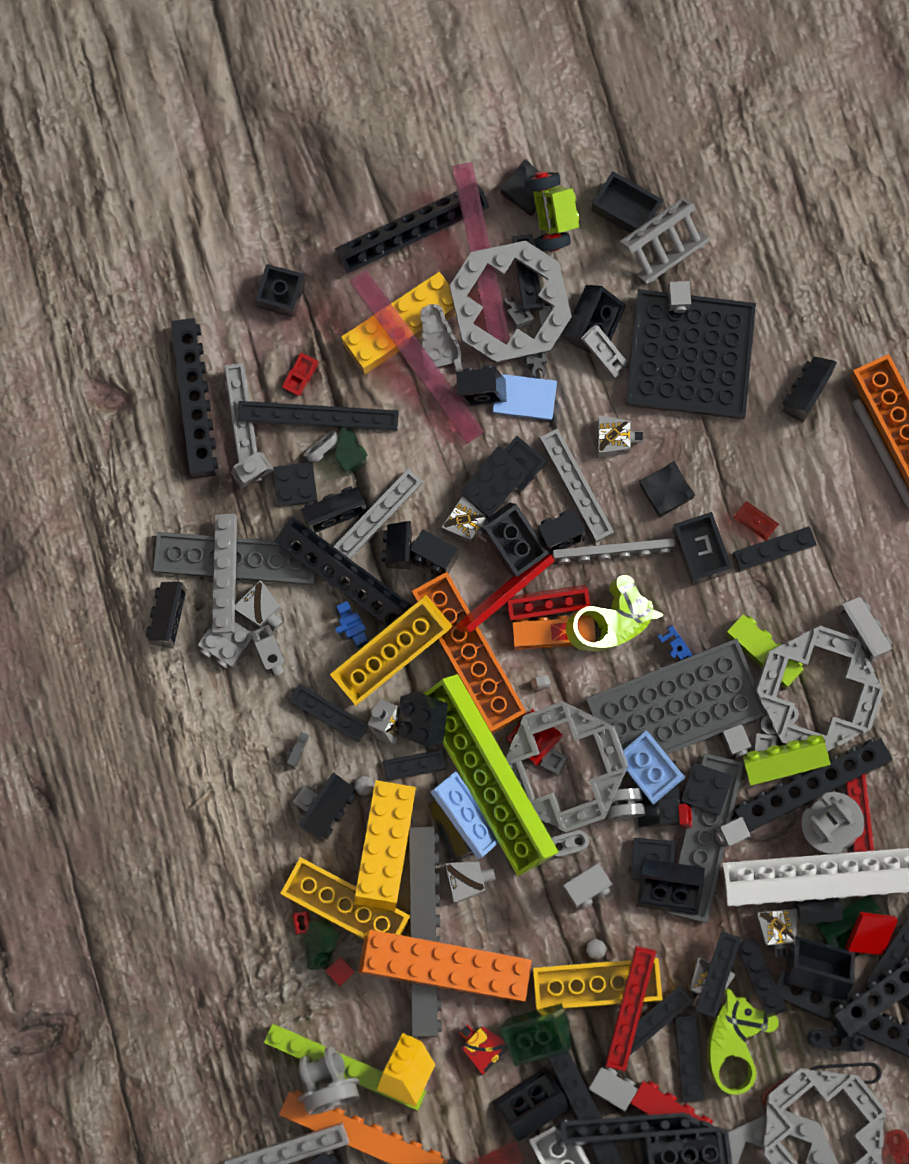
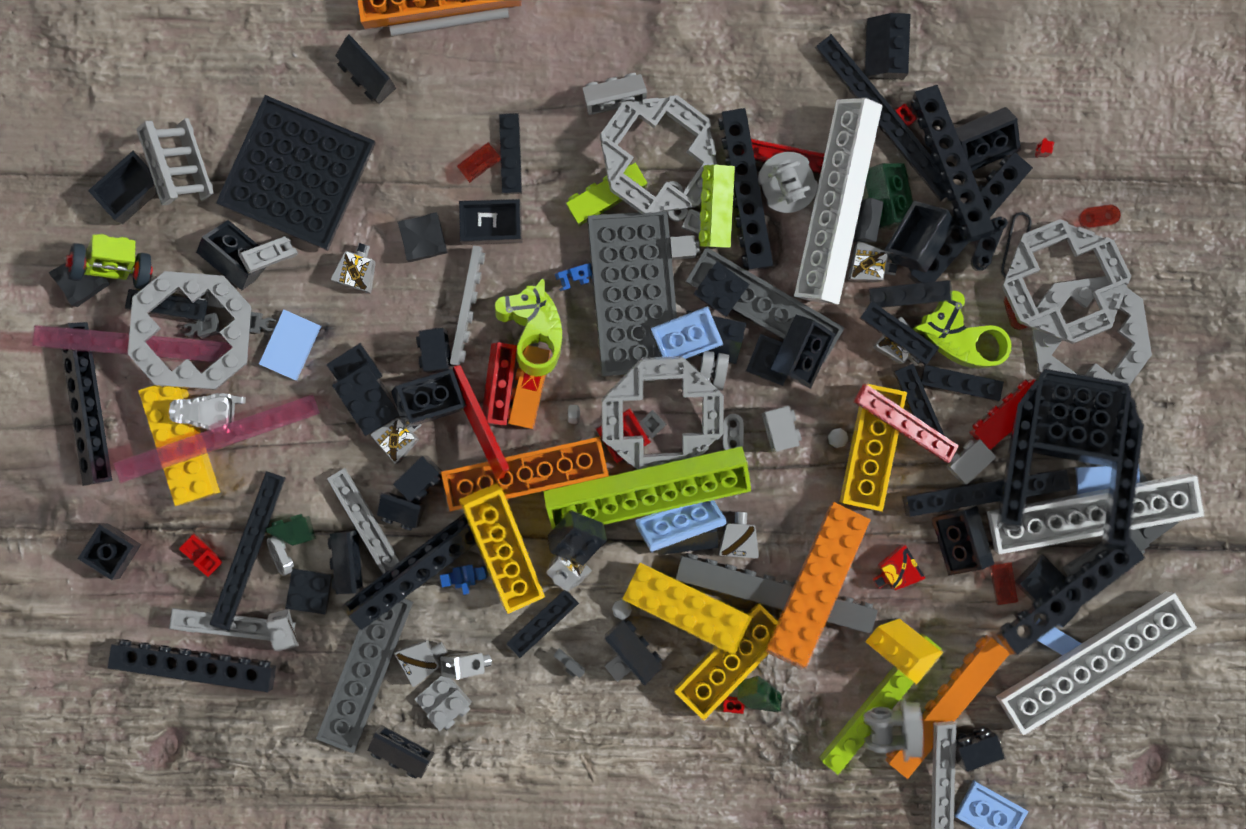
camera: 75 degrees left, 10 degrees up
(224, 574) = (377, 686): light grey plate -> none
(340, 971) = (789, 682): red tile -> none
(414, 765) = (615, 556): black tile -> none
(481, 386) = (267, 384): black brick -> none
(537, 1034) = (905, 518): clear green slope -> none
(576, 485) = (392, 321): light grey plate -> none
(679, 296) = (235, 165): light grey brick -> none
(685, 816) = (741, 317): red tile -> none
(731, 832) = (769, 278): light grey brick -> none
(871, 933) = (900, 179): red tile -> none

